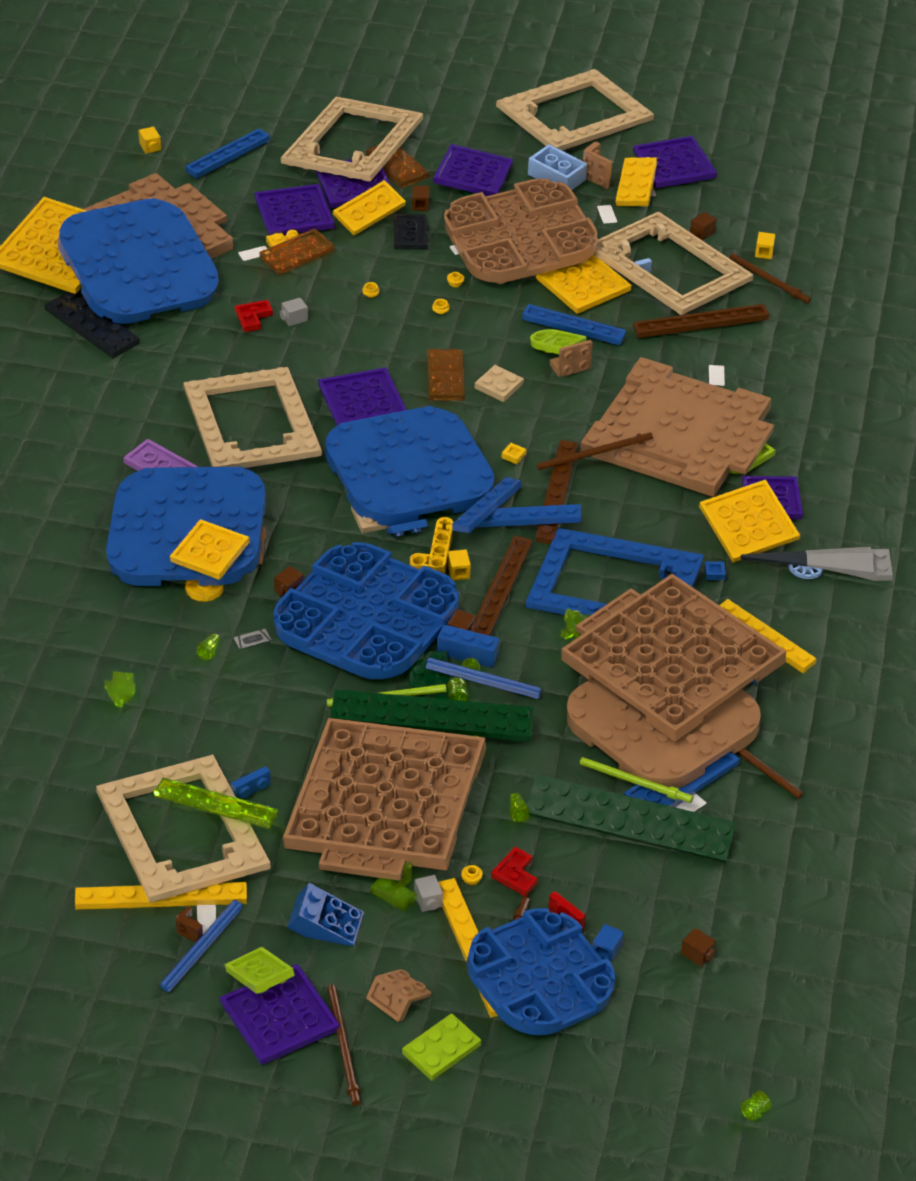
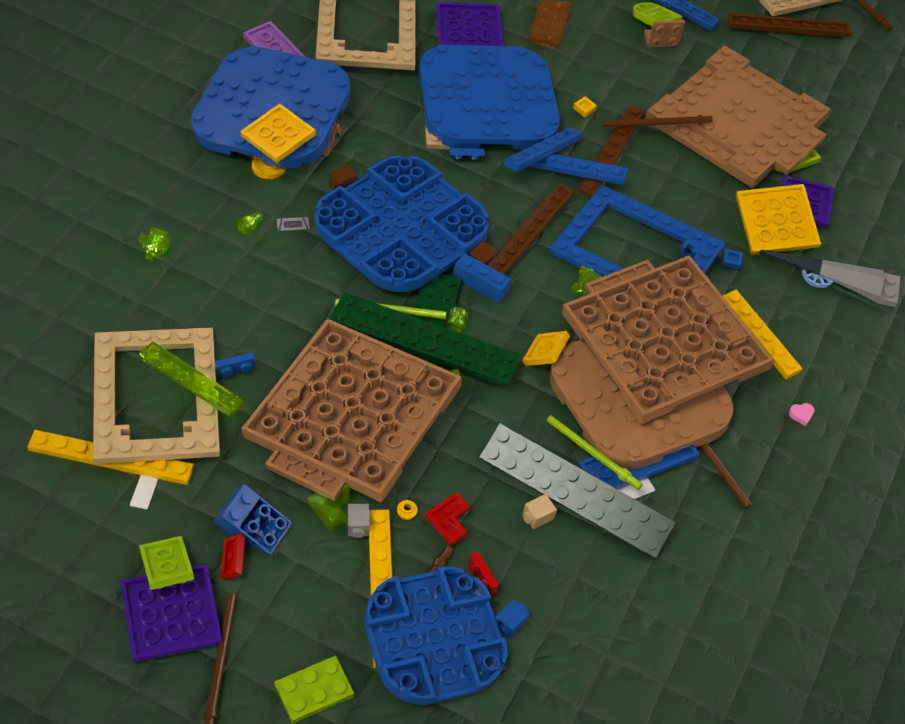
camera: 10 degrees right, 10 degrees up
(187, 926) = (120, 495): reddish brown bracket -> none
(201, 946) = (125, 519): blue axle -> none
(319, 953) = (232, 557): none -> red plate
(395, 992) = (290, 618): medium nougat bracket -> none
(440, 546) = (488, 180): yellow beam -> none
(458, 565) = (500, 198): yellow brick -> none
(471, 663) = (478, 299): clear neon green plate -> none
(483, 678) = (485, 313): blue axle -> none
(499, 383) = (593, 41): tan plate -> none
(518, 808) = (474, 452): clear neon green cone -> none
(556, 696) = (546, 348): none -> yellow plate
(601, 845) = (539, 511): none -> tan brick
(698, 947) = (600, 646): reddish brown brick -> none
(716, 375) = (788, 77): white sticker -> none
(827, 700) = (801, 413): none -> bright pink tile

